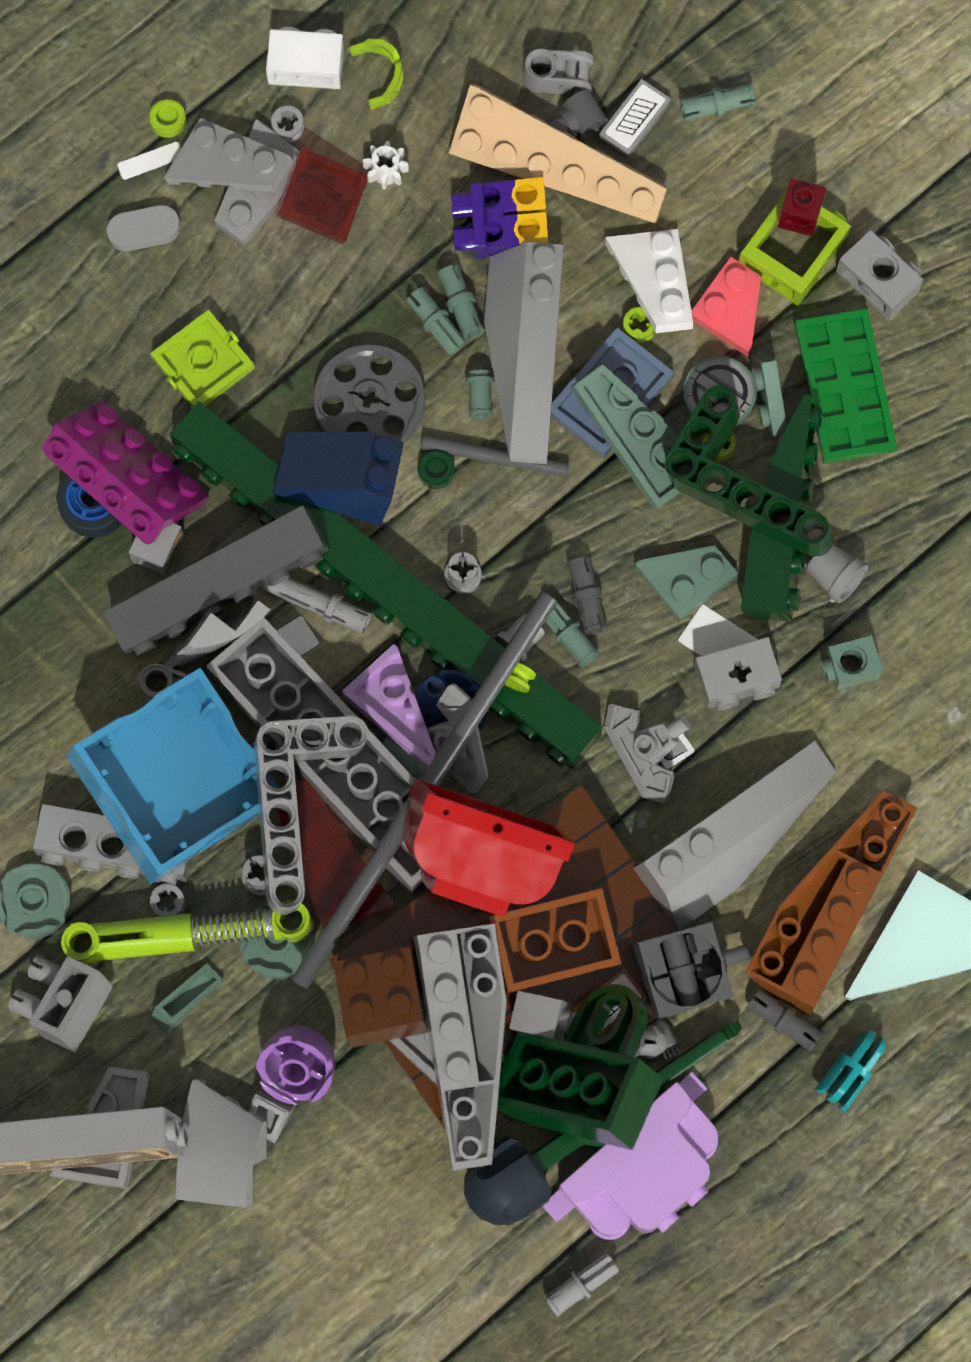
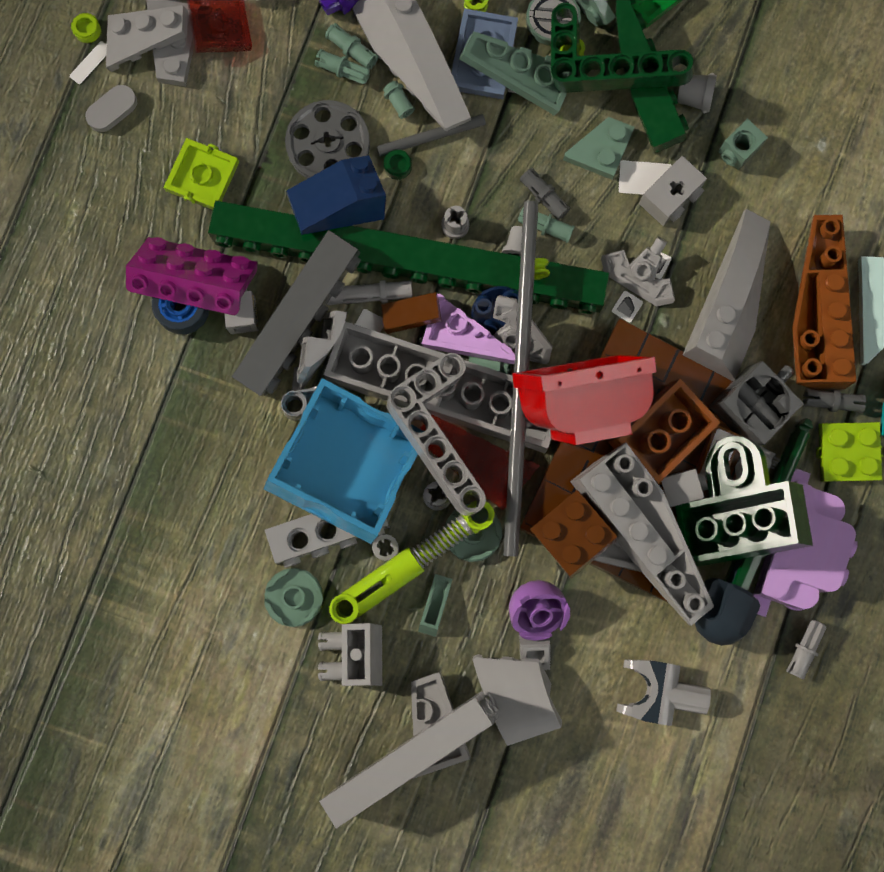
camera: 30 degrees left, 5 degrees up
(350, 650) = (411, 313): none -> reddish brown tile
(387, 1240) = (664, 693): none -> light grey connector
(608, 779) = (627, 306): none -> white sticker
(768, 1089) = (850, 451): none -> lime plate

